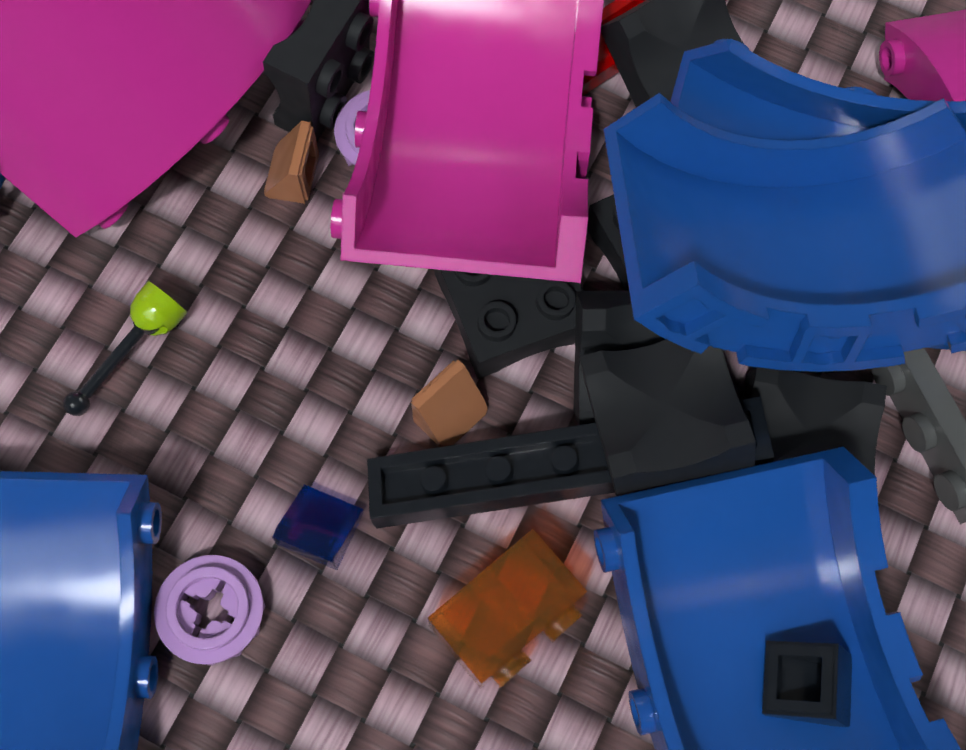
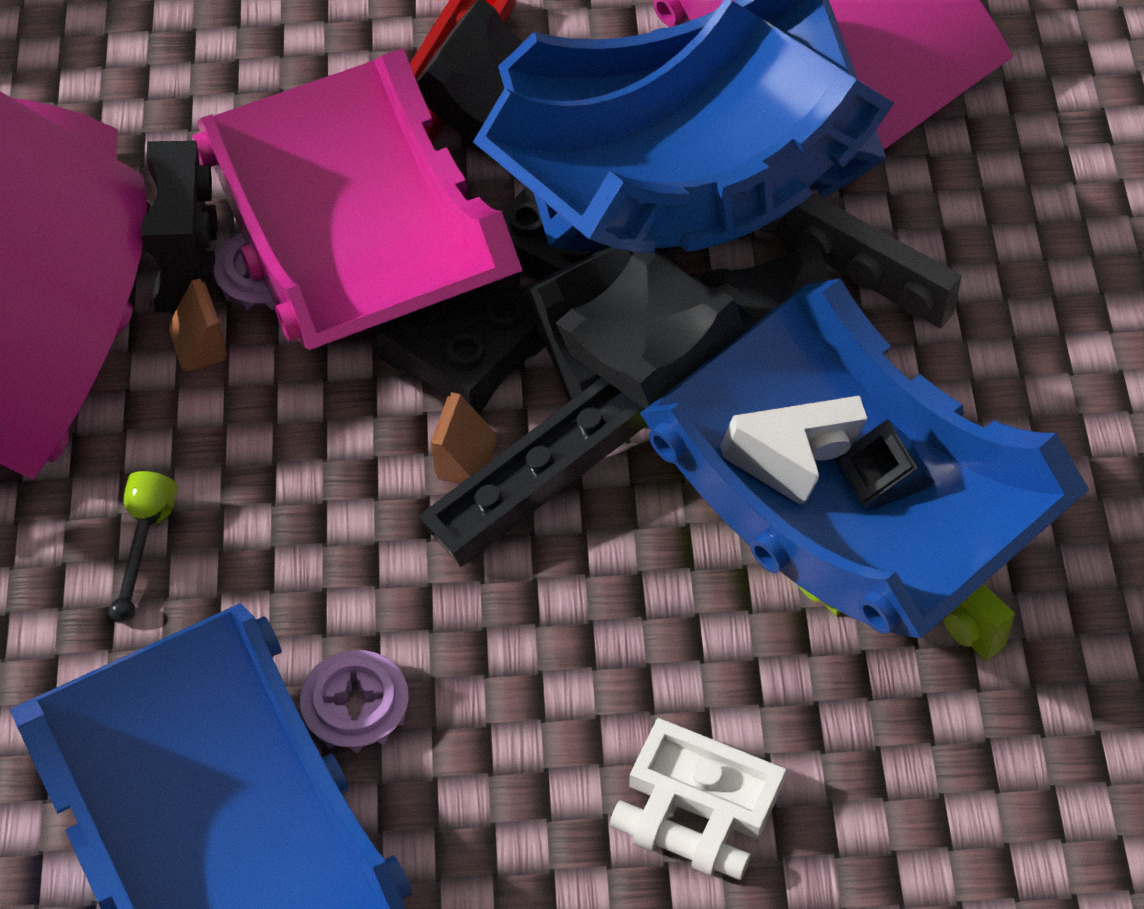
camera: 25 degrees left, 15 degrees down
(318, 526) = (409, 595): clear blue slope -> none
(508, 610) = (613, 564): clear orange brick -> none
(715, 615) = (783, 442): none -> white slope

